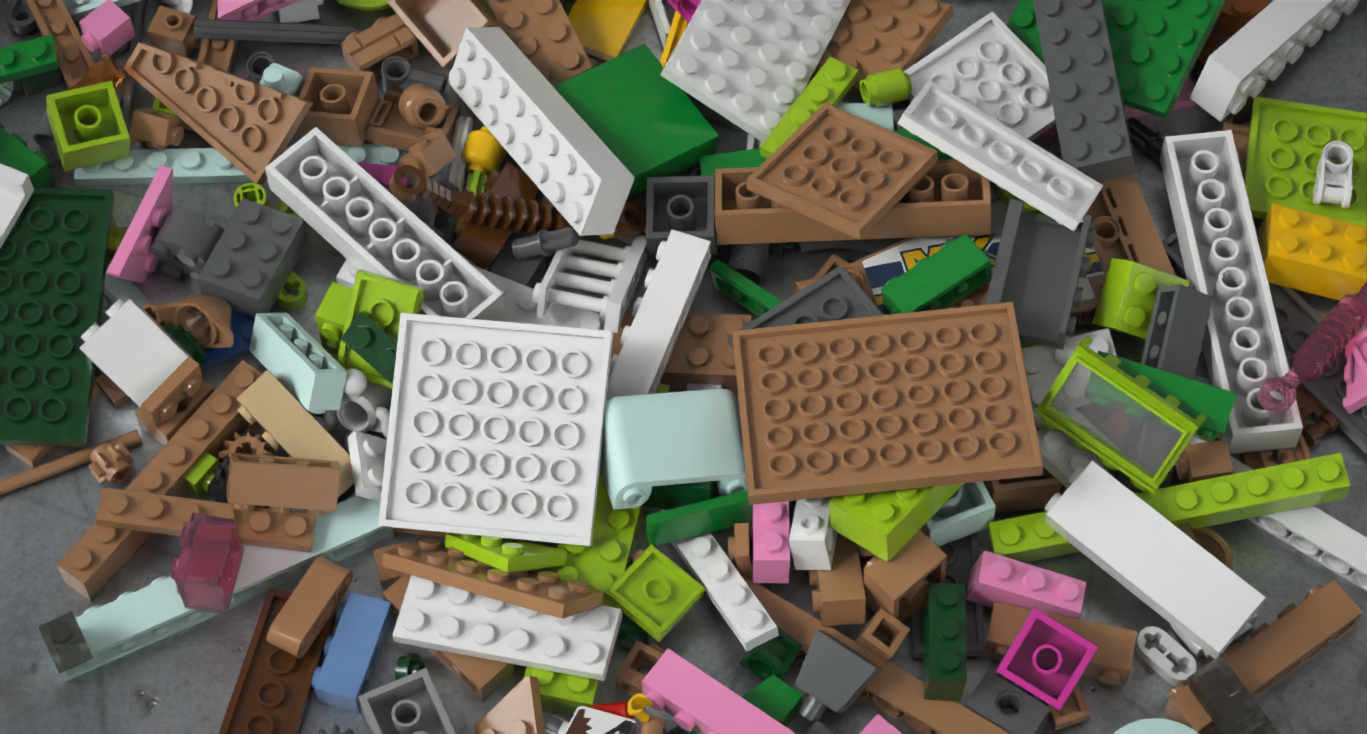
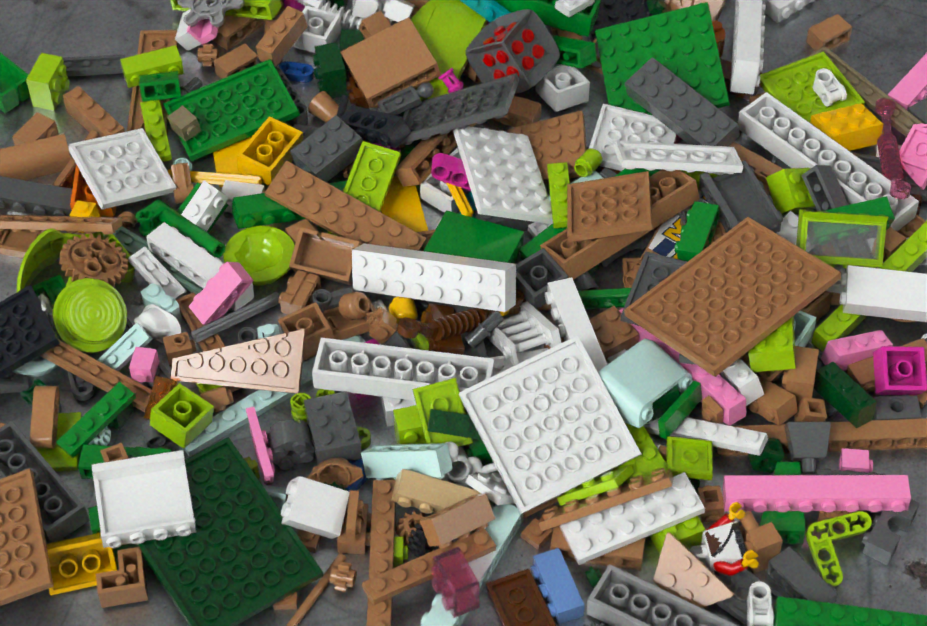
camera: 35 degrees left, 10 degrees down
(309, 606) = (519, 575): medium nougat beam -> none

